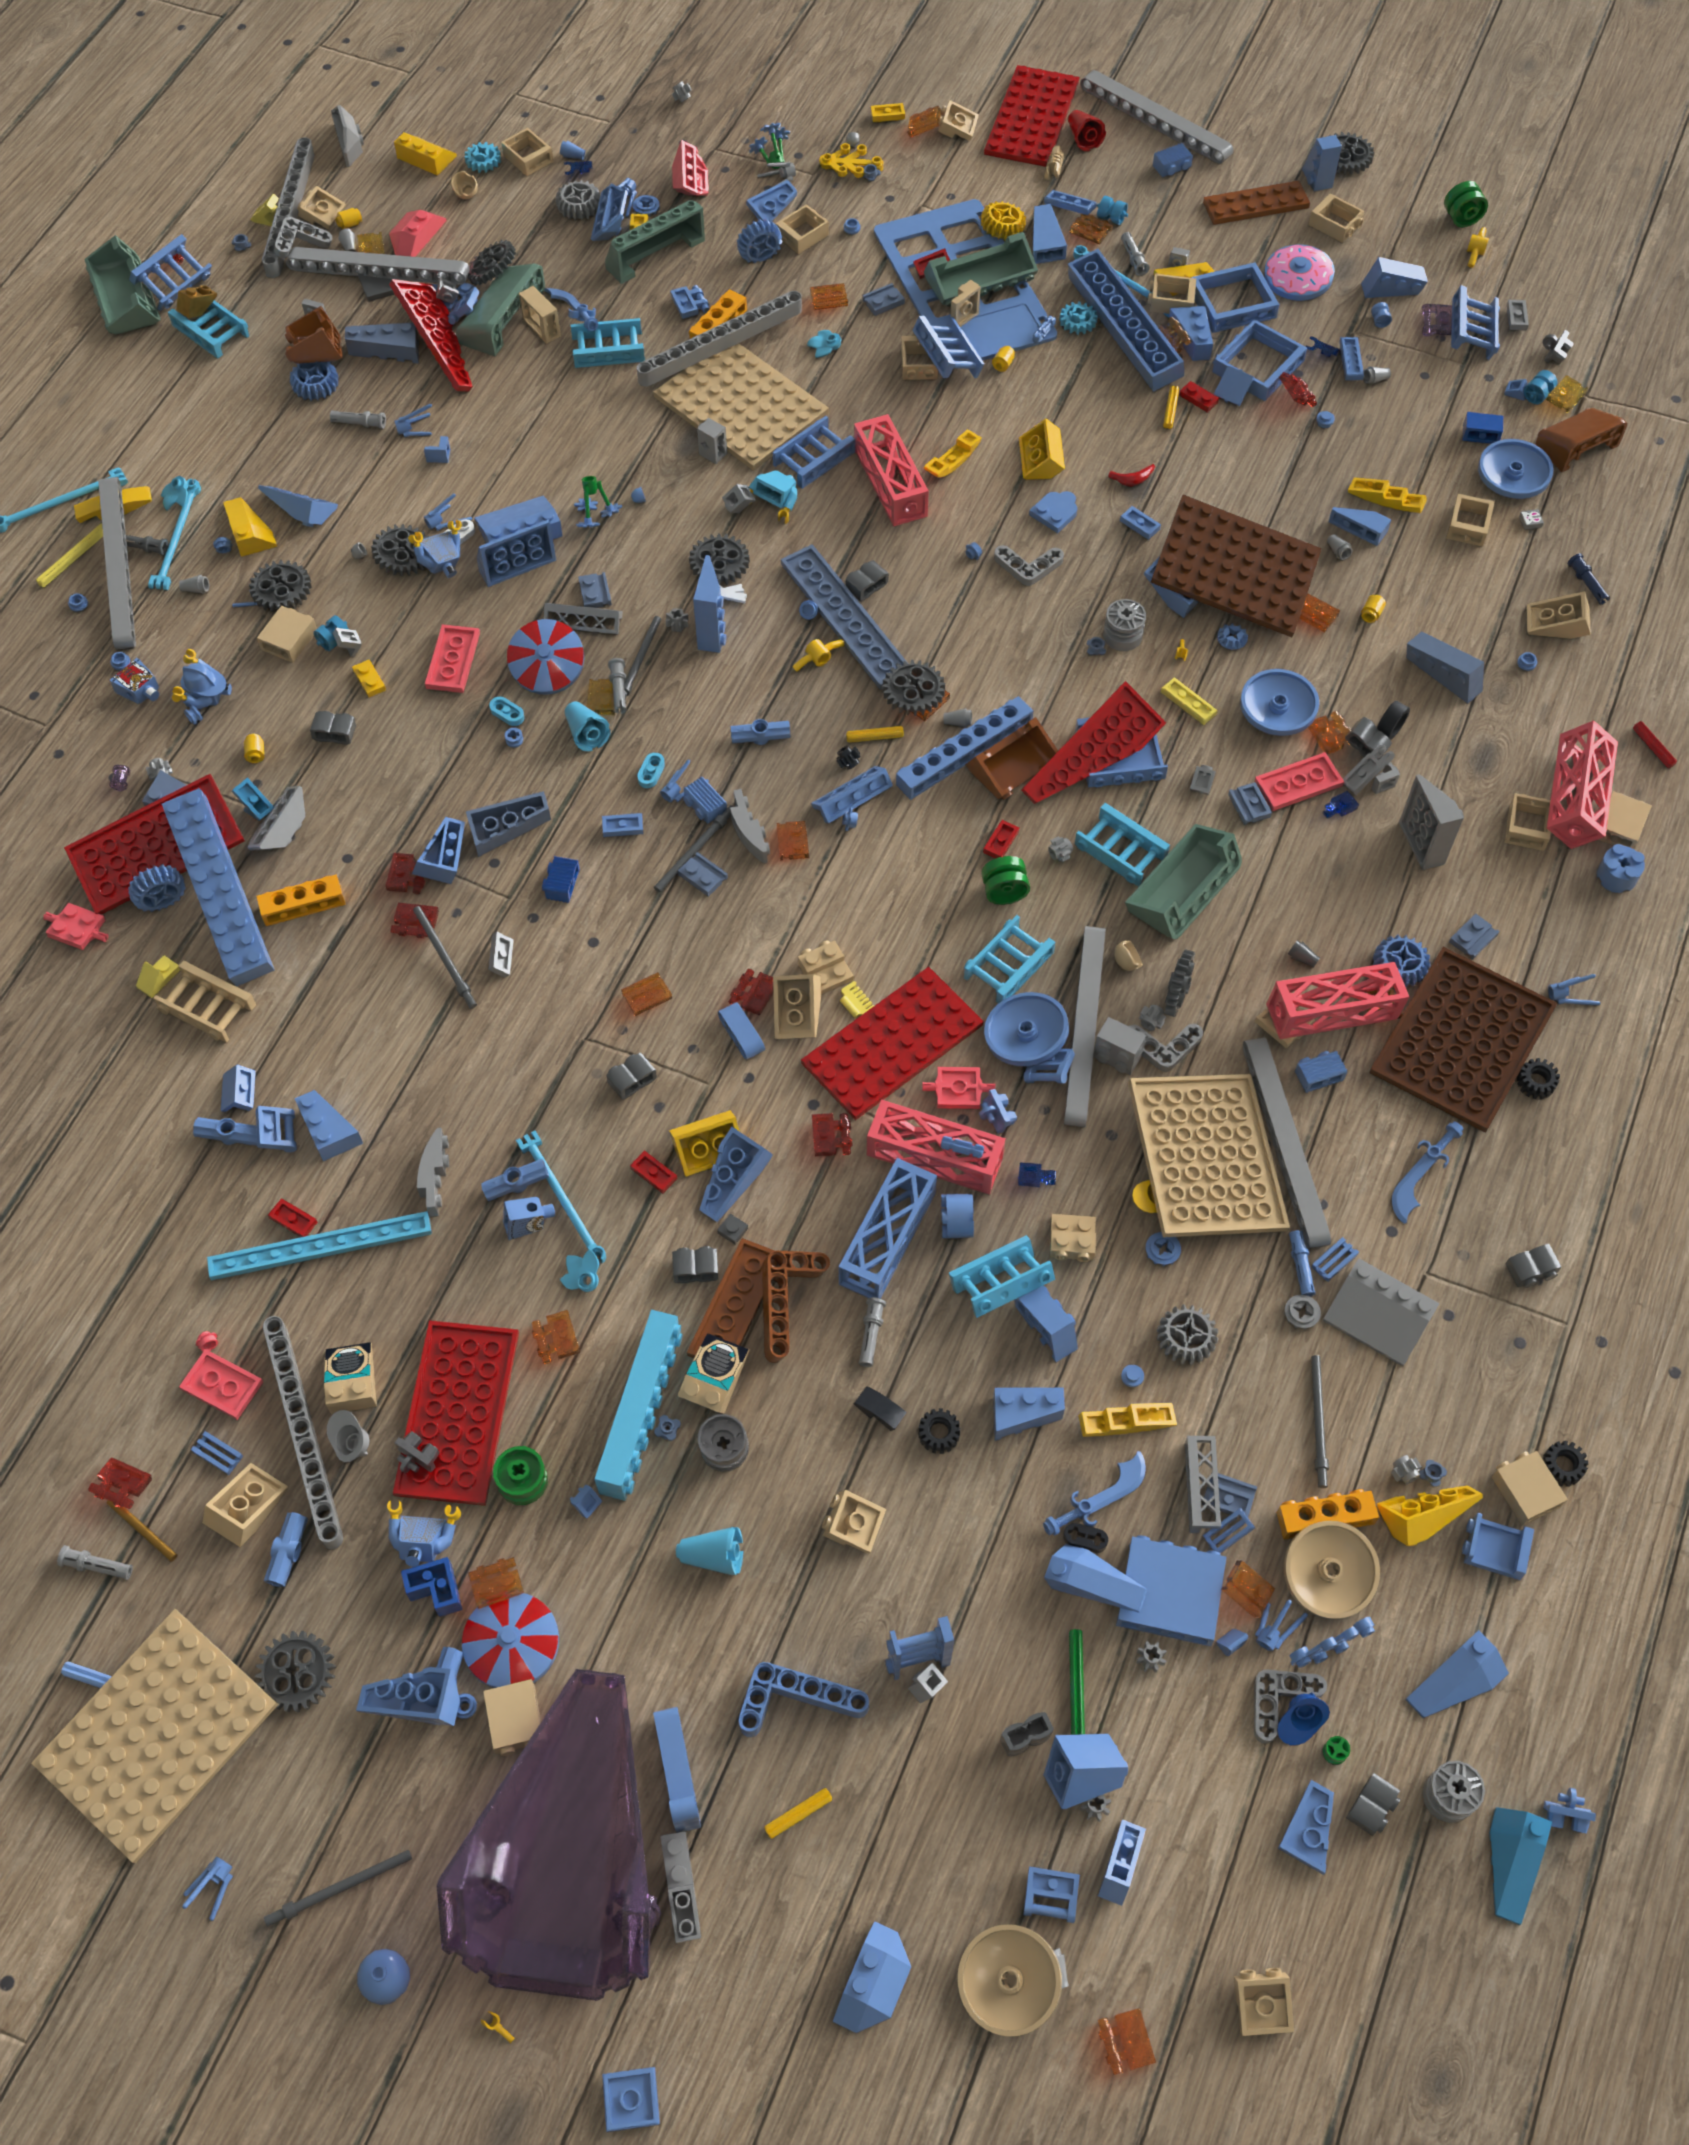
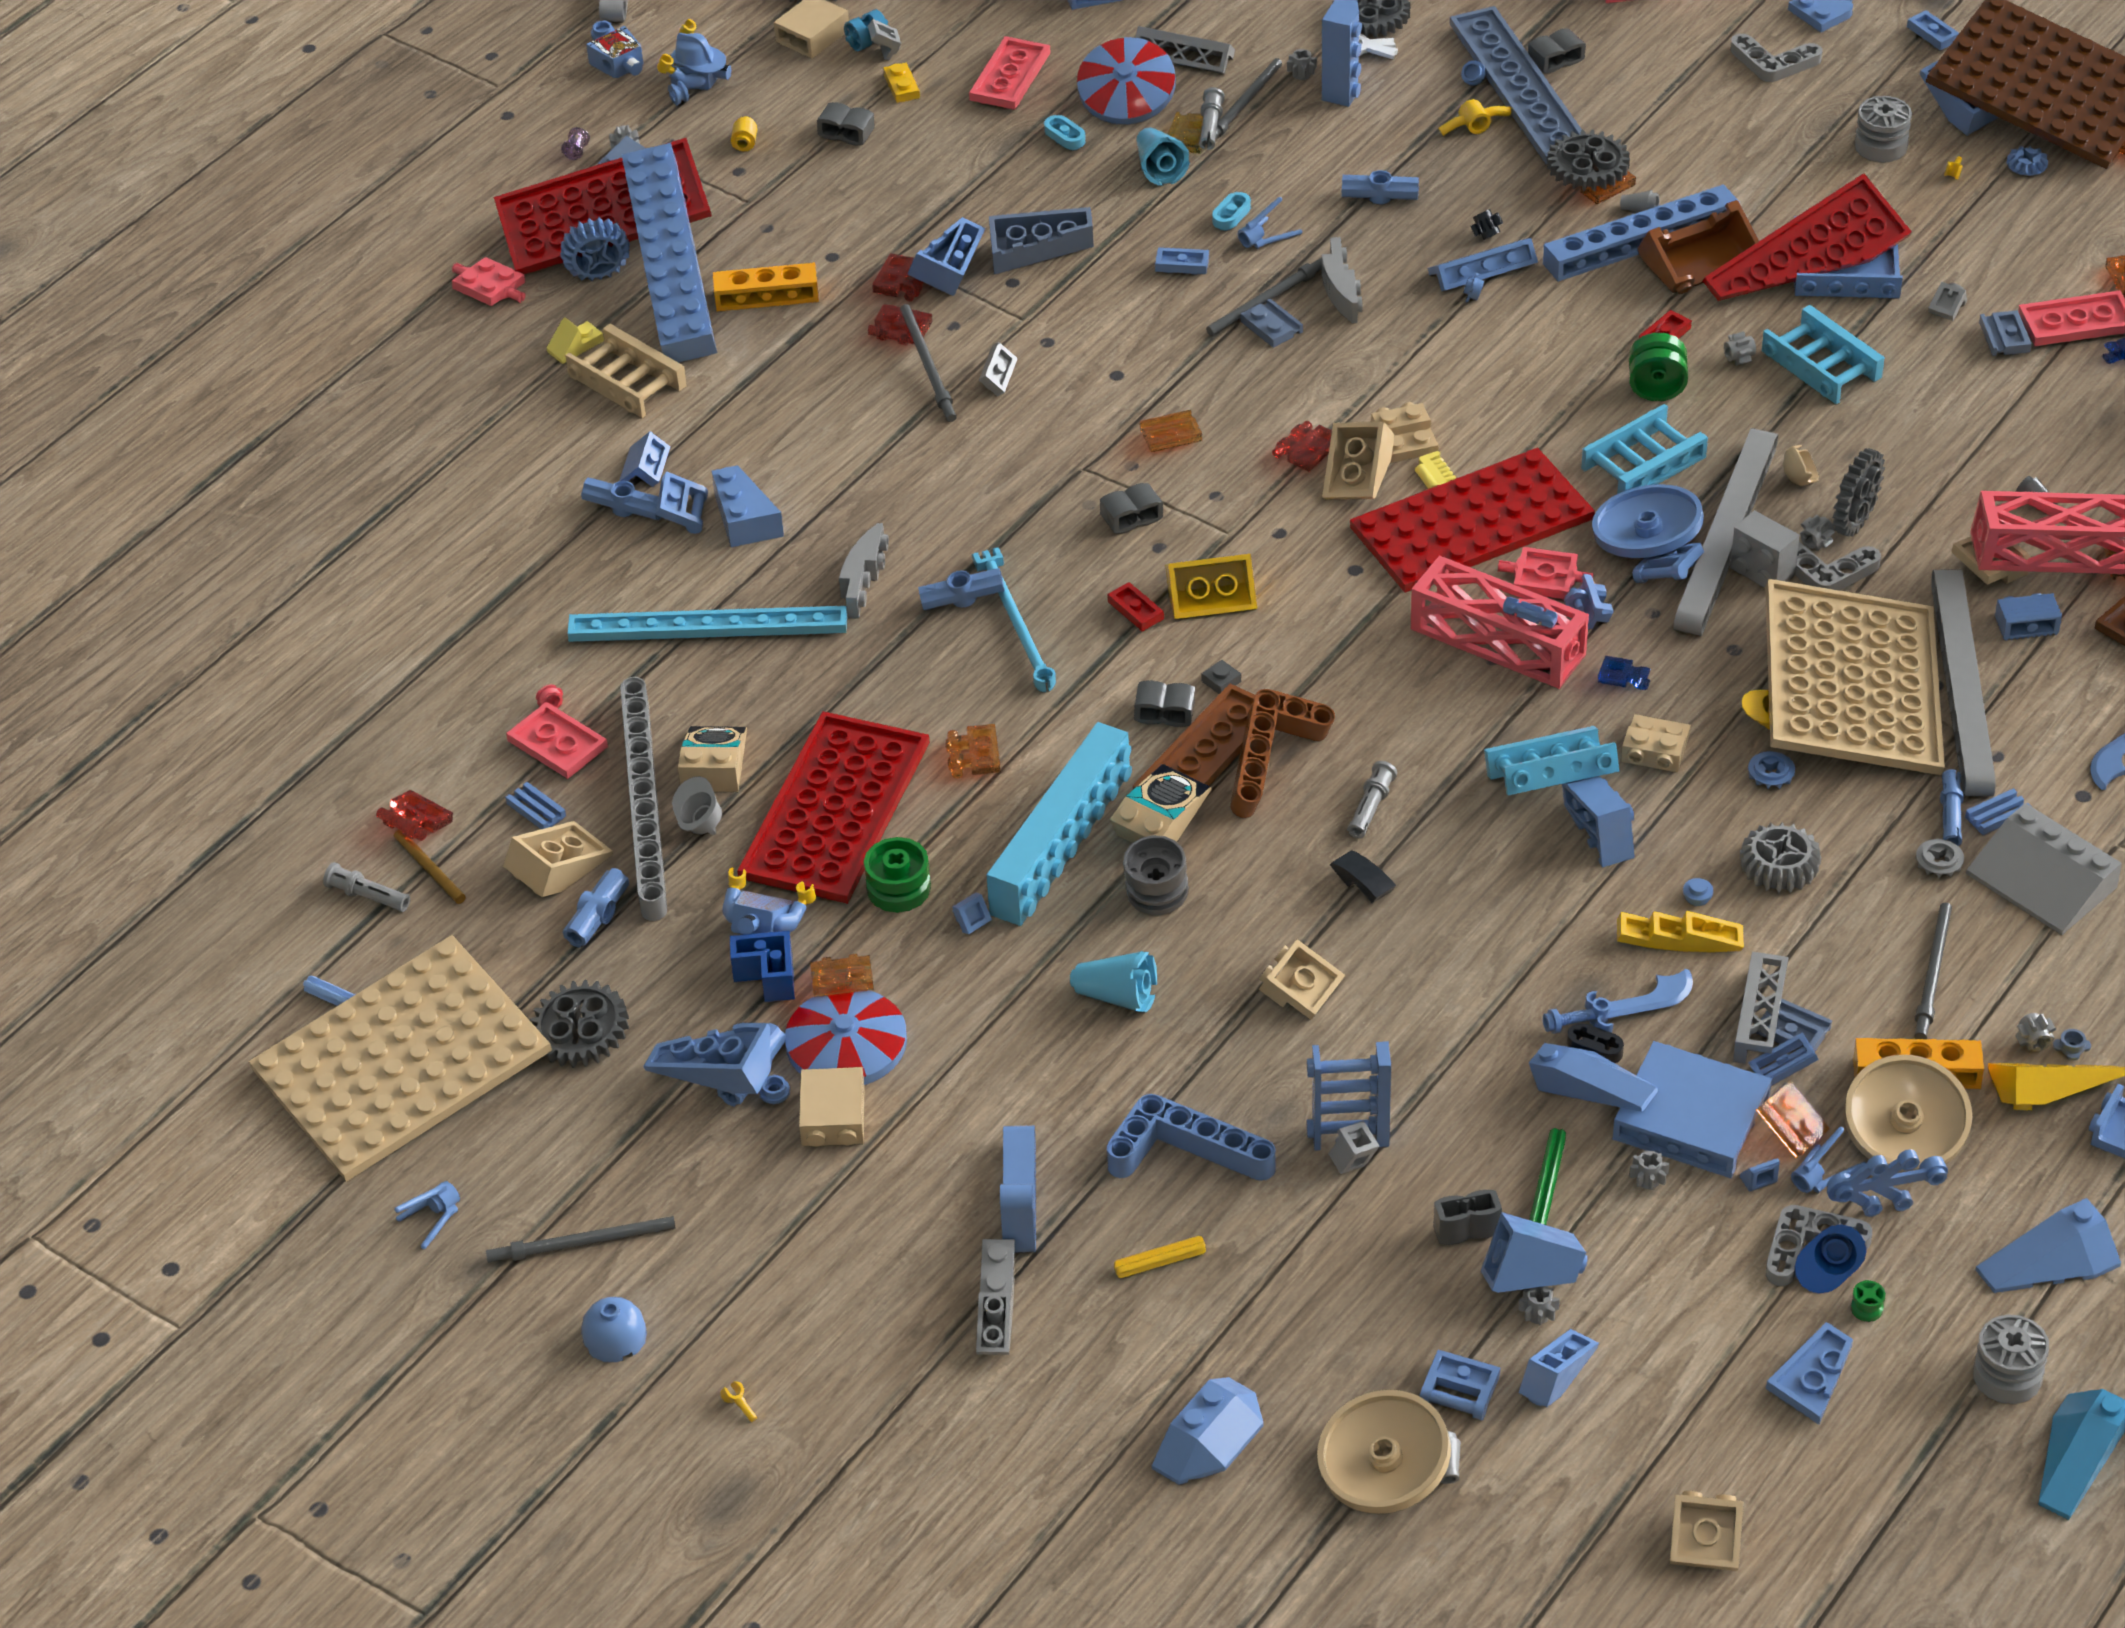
camera: 15 degrees right, 15 degrees down
(253, 800) = (732, 181): dark azure slope -> none
(282, 822) = (760, 206): light grey wedge -> none
(292, 1218) = (680, 592): red plate -> none
(408, 1447) = (771, 832): flat silver hips -> none
(513, 742) = (1067, 160): medium blue bush -> none
(525, 1216) = (964, 624): medium blue torso -> none
(555, 1866) = (842, 1235): clear purple piece -> none
(561, 879) = (1091, 304): blue brick -> none
(579, 1270) = (1020, 690): medium azure plate -> none
(594, 590) = (1205, 23): sand blue plate -> none
(631, 2099) = (884, 1495): medium blue plate -> none
(669, 1434) = (1090, 859): sand blue plate -> none
(704, 800) = (1290, 246): medium blue brick -> none
(735, 1169) = (1243, 611): medium blue wedge -> none
(741, 1030) = (1281, 481): medium blue beam -> none
(792, 840) = (1395, 302): clear orange plate -> none
(824, 1134) = (1361, 595): clear red plate -> none
(874, 734) = (1528, 207): yellow axle -> none
(917, 1183) = (1443, 667): medium blue piece -> none
(944, 1418) = (1433, 921): black tyre -> none
(957, 1215) = (1509, 693): medium blue brick -> none
(973, 551) = (1704, 36): medium blue plate -> none
(1025, 1408) = (1550, 898): medium blue wedge -> none
(1096, 646) = (1841, 150): sand blue plate -> none
(1134, 2040) = (1530, 1546): clear orange plate -> none
(1186, 880) = (1900, 398): sand green windscreen -> none
(1189, 701) = (1951, 221): light yellow tile -> none
(1279, 702) = (2071, 230): medium blue dish -> none
(1373, 1804) = (1902, 1361): dark grey brick -> none

